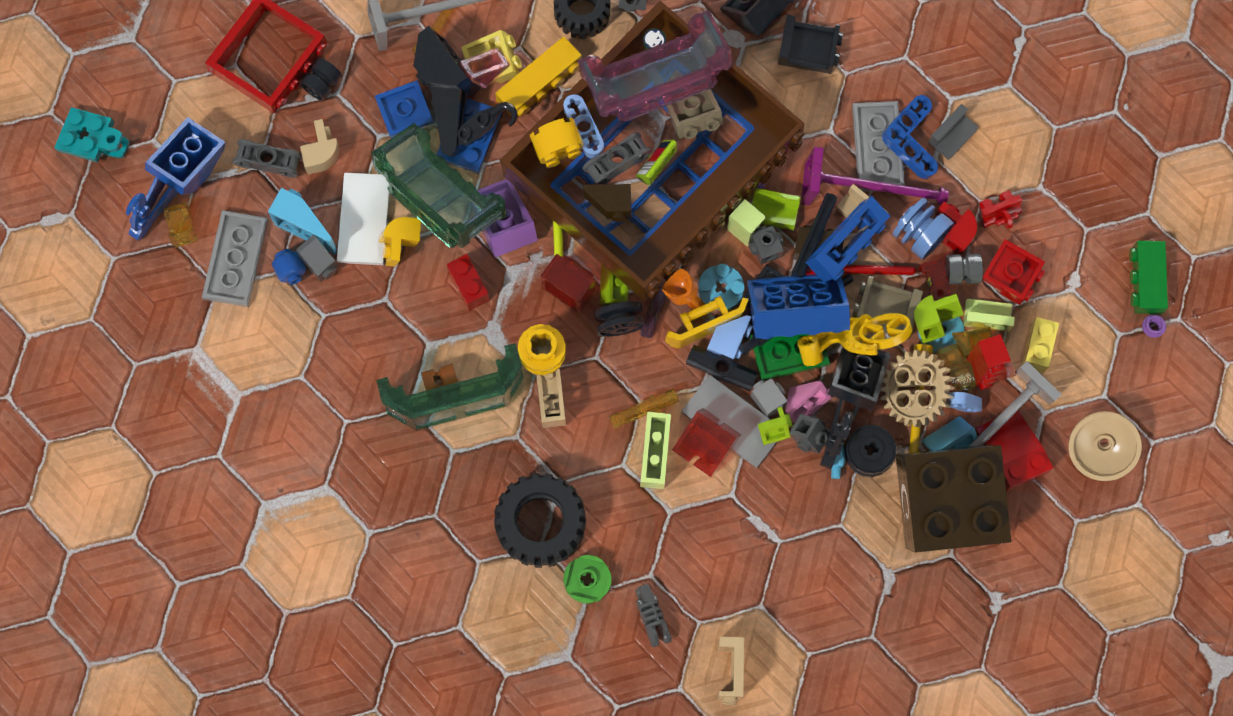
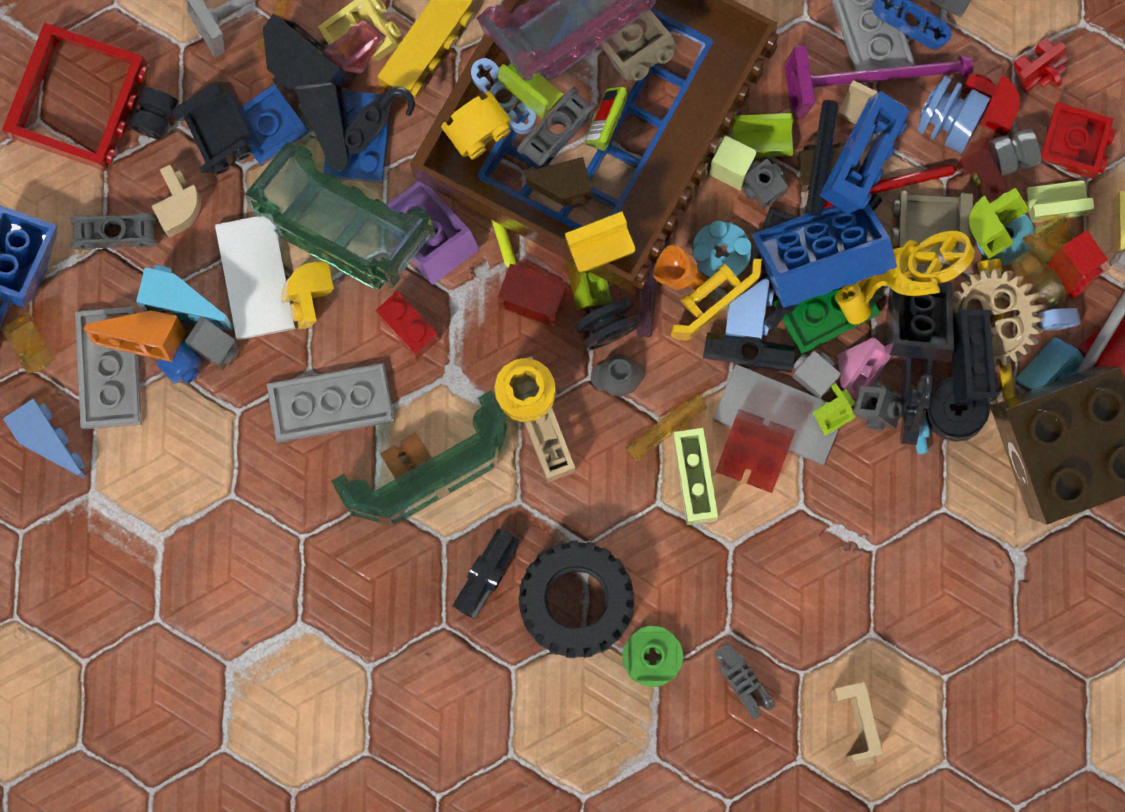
camera: 10 degrees left, 5 degrees up
(167, 292) = (36, 432): none -> medium blue slope
(265, 237) = (141, 333): none -> orange slope
(366, 100) = (218, 126): none -> black panel
(394, 326) = (330, 402): none -> light grey tile
(477, 484) = (486, 573): none -> black piece
(607, 128) = (535, 93): none -> lime panel
(618, 361) = (618, 375): none -> dark grey piece
(627, 251) = (600, 242): none -> yellow panel
(891, 412) = (973, 357): none -> black panel

